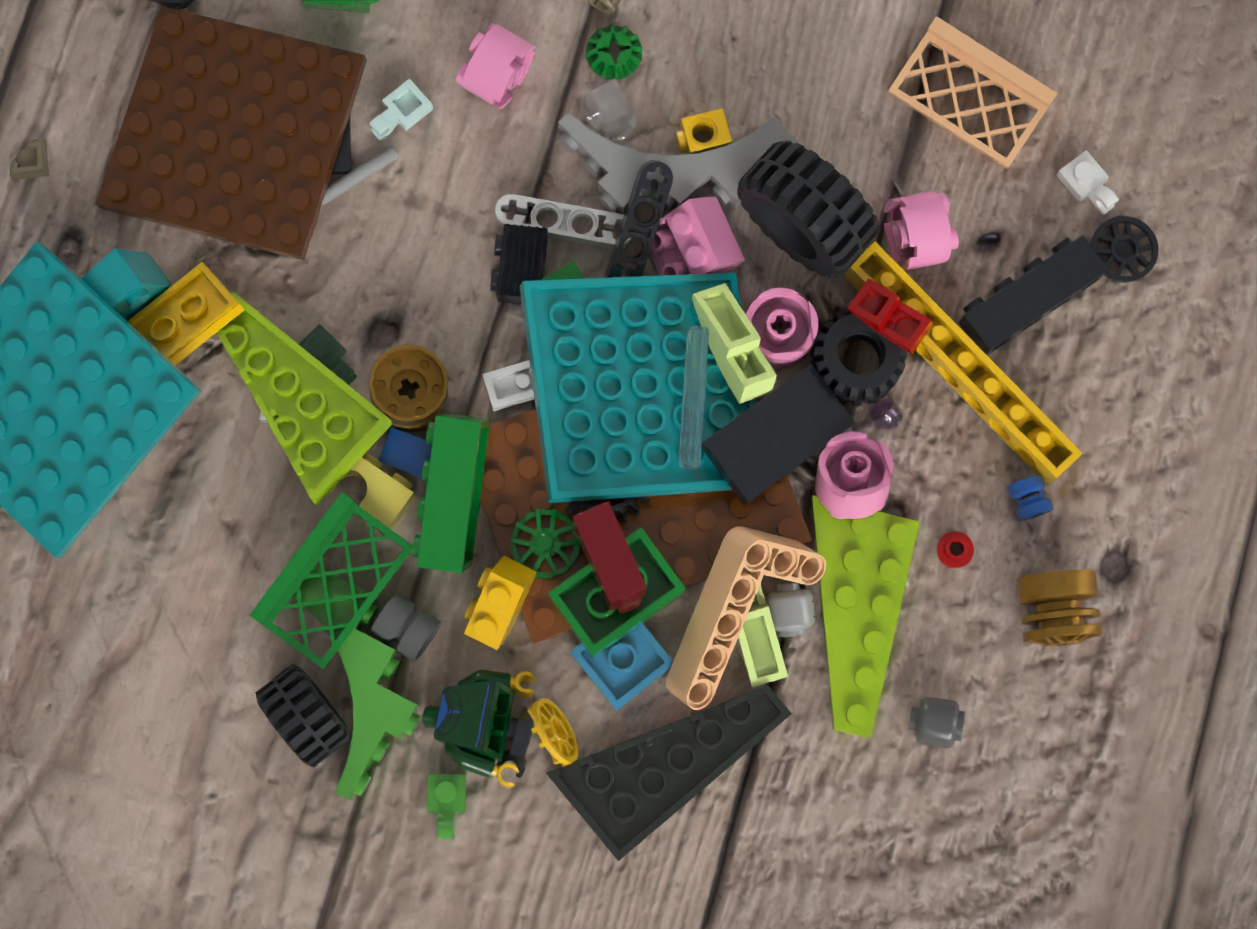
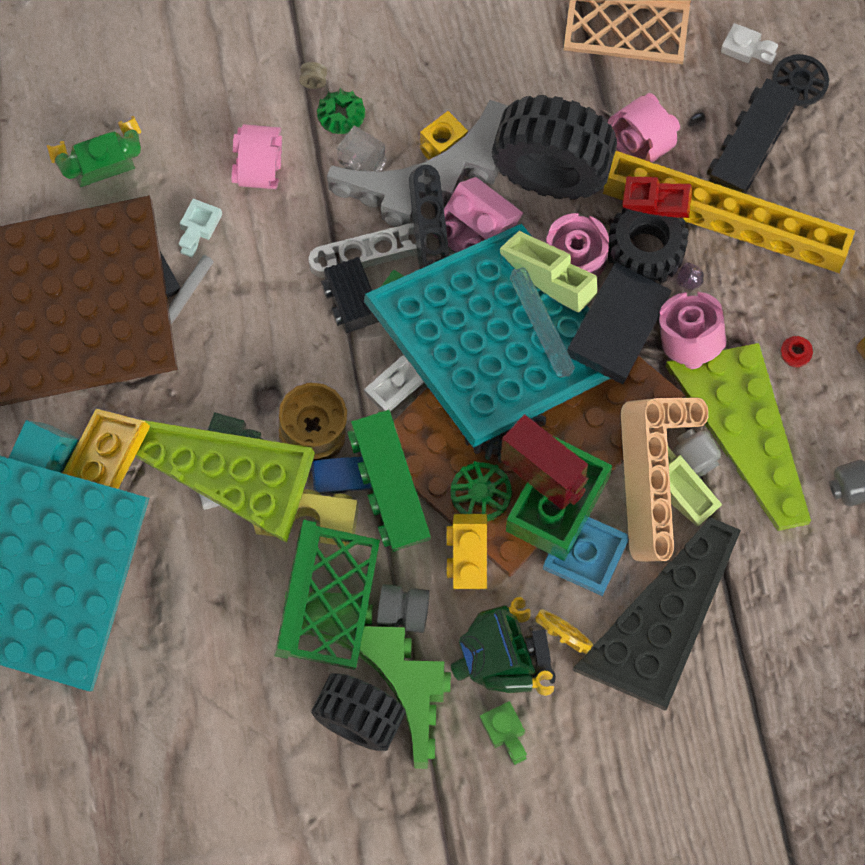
camera: 20 degrees left, 10 degrees down
(1031, 506) = (832, 286): blue wheel -> none

